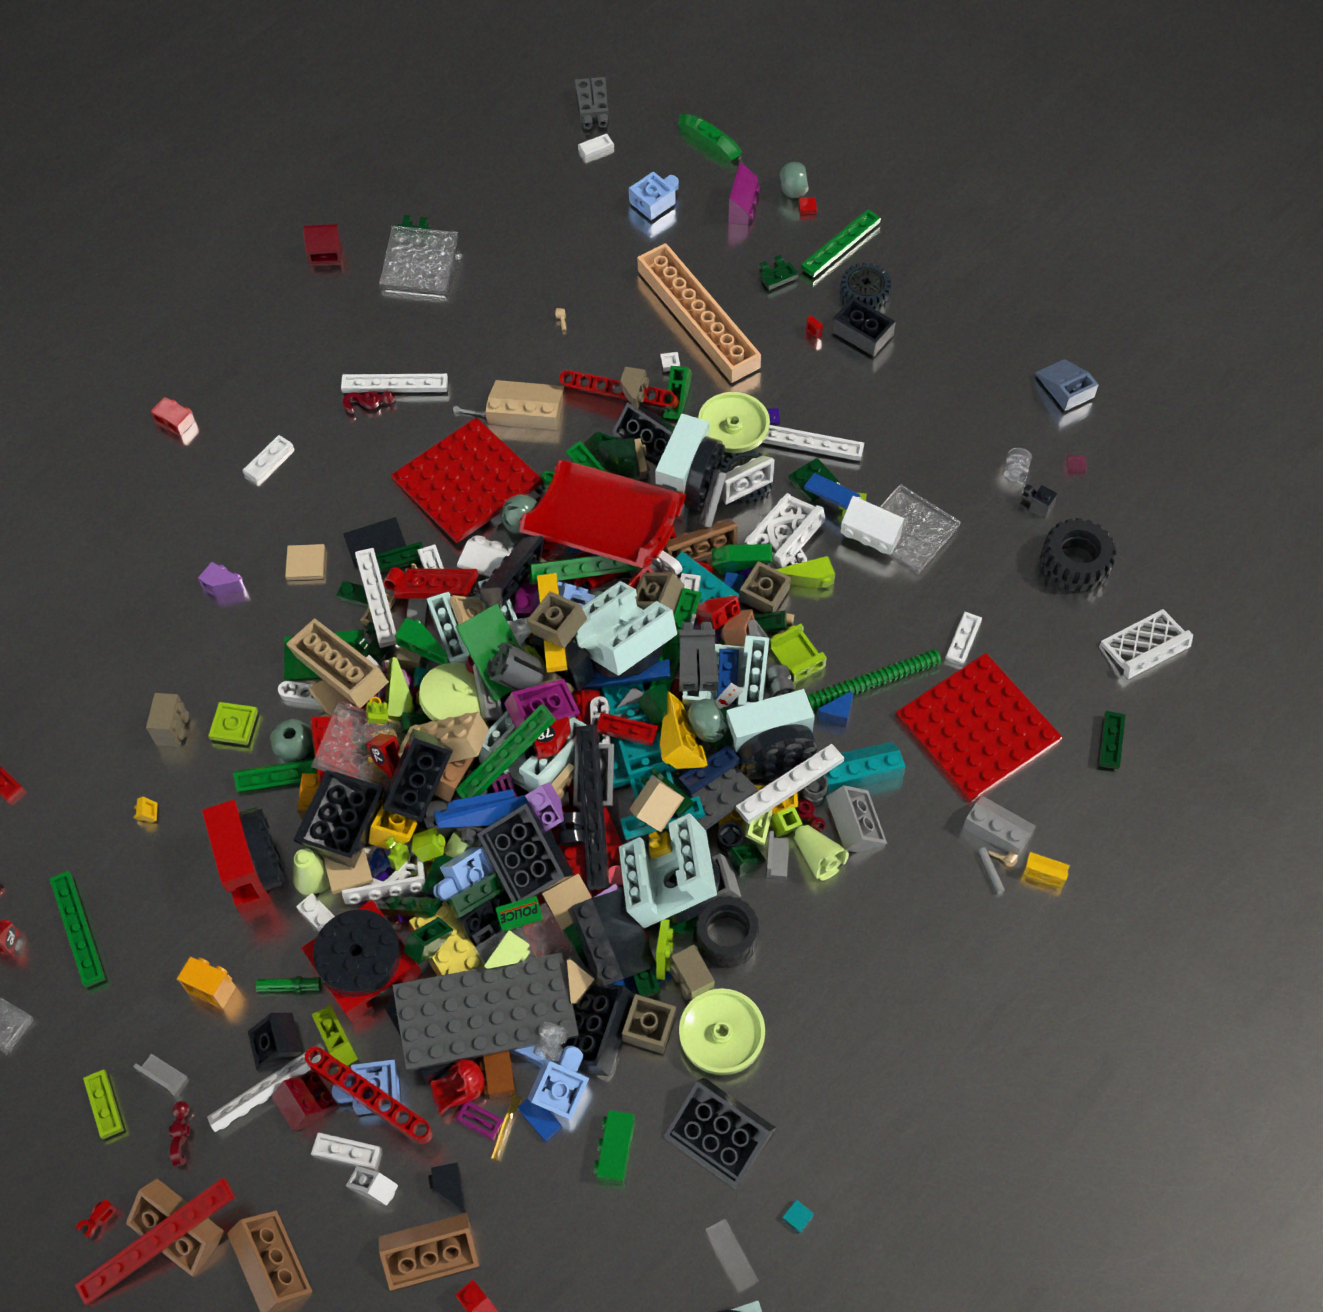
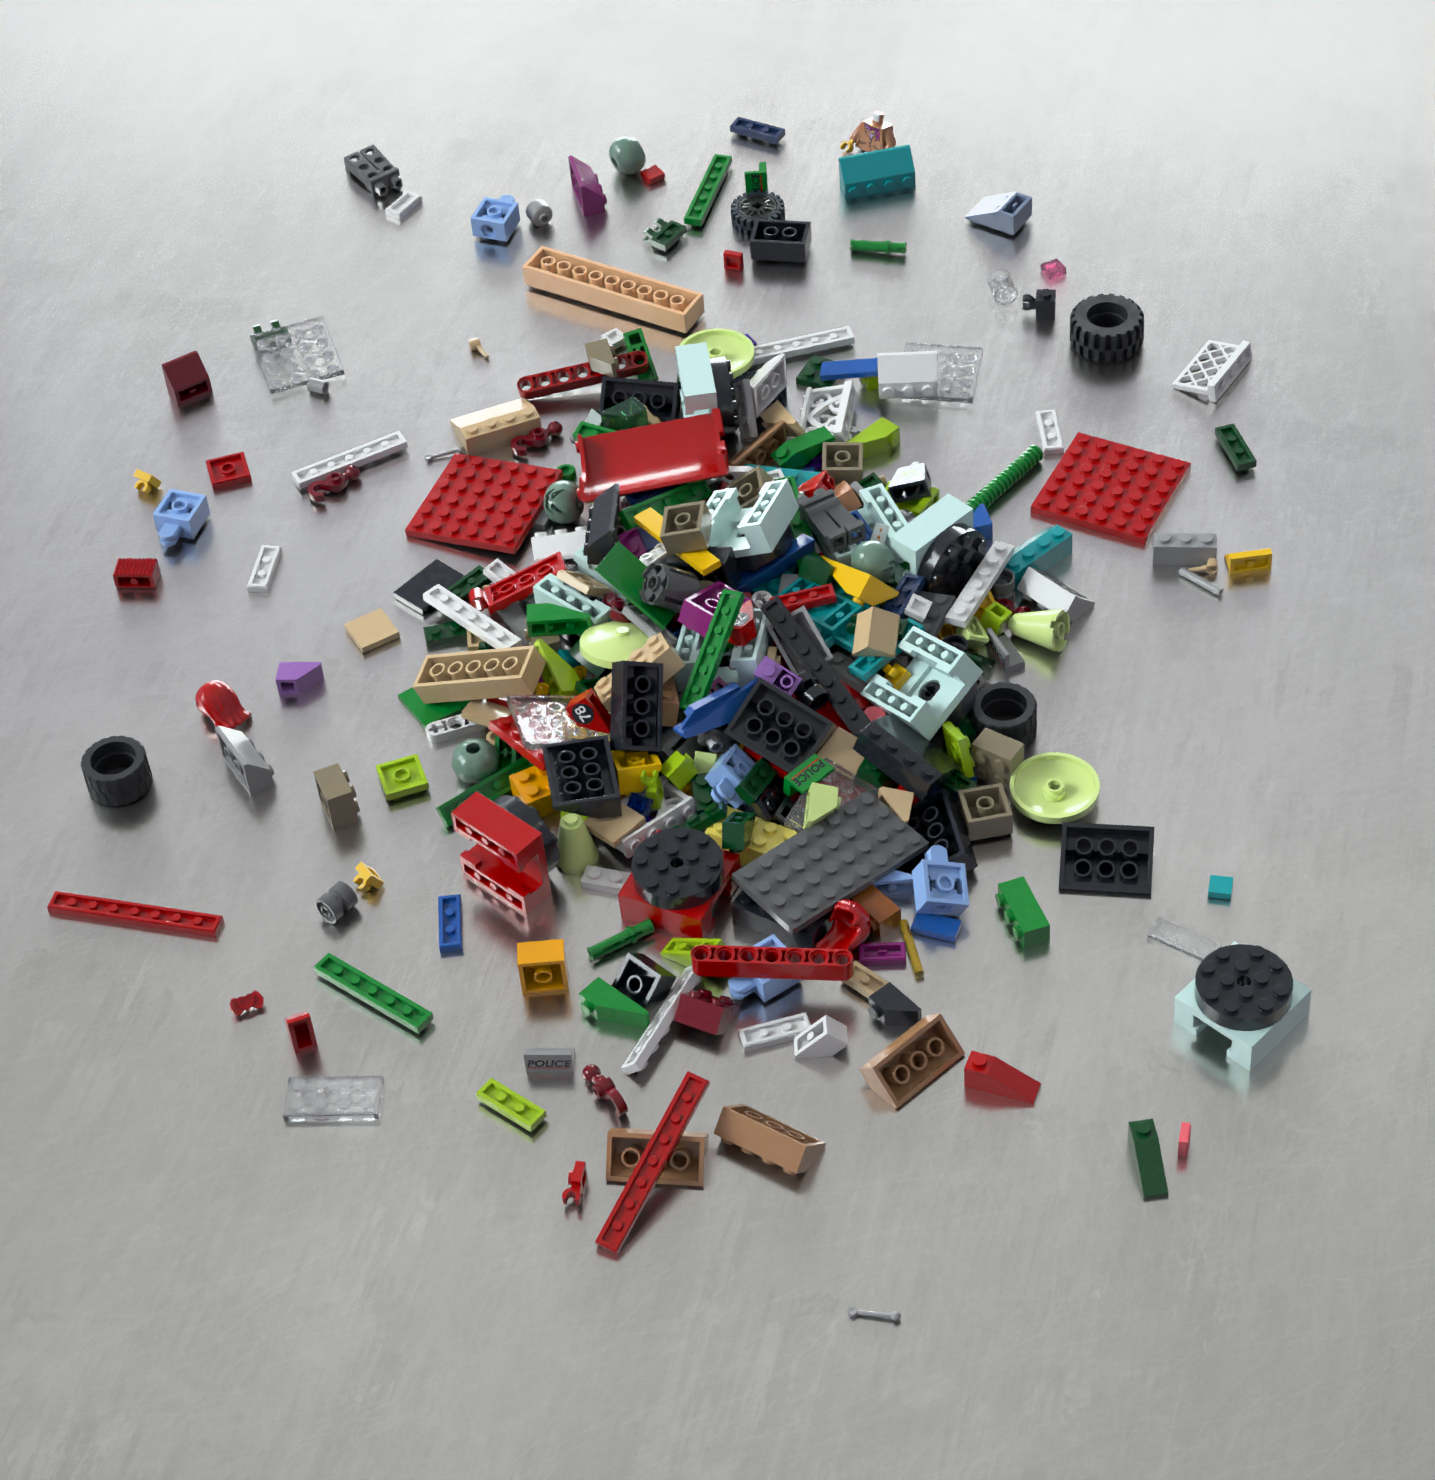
camera: 25 degrees left, 15 degrees down
(25, 588) = (112, 754): none -> black tyre
(106, 823) = (338, 899): none -> dark grey wheel
(128, 643) = (244, 760): none -> light grey slope
(147, 581) = (221, 704): none -> red piece
(177, 890) = (450, 923): none -> blue tile
(234, 377) = (180, 516): none -> light blue brick
(235, 1043) = (611, 1005): none -> green slope
(236, 328) = (147, 480): none -> yellow tile
(302, 347) = (228, 470): none -> red tile
(377, 713) = (552, 691): lime tile -> none
(418, 297) = (318, 386): none -> light grey hinge
(445, 1143) = (865, 980): none -> tan plate
(548, 433) = (537, 437): none -> dark red piece
(549, 1045) = (910, 844): clear wheel -> none
(691, 204) = (539, 212): none -> light grey head
(709, 136) = (512, 155): green brick -> none
(713, 788) = (917, 607): none -> white plate
(744, 514) = (776, 413): none -> tan slope
(806, 639) = (910, 483): none -> black torso
(881, 257) = (757, 179): none -> green panel
(919, 200) = (757, 130): none -> dark blue plate
(948, 372) = (878, 246): none -> green pin
(986, 292) = (876, 172): none -> teal slope
(1008, 254) = (871, 135): none -> nougat torso

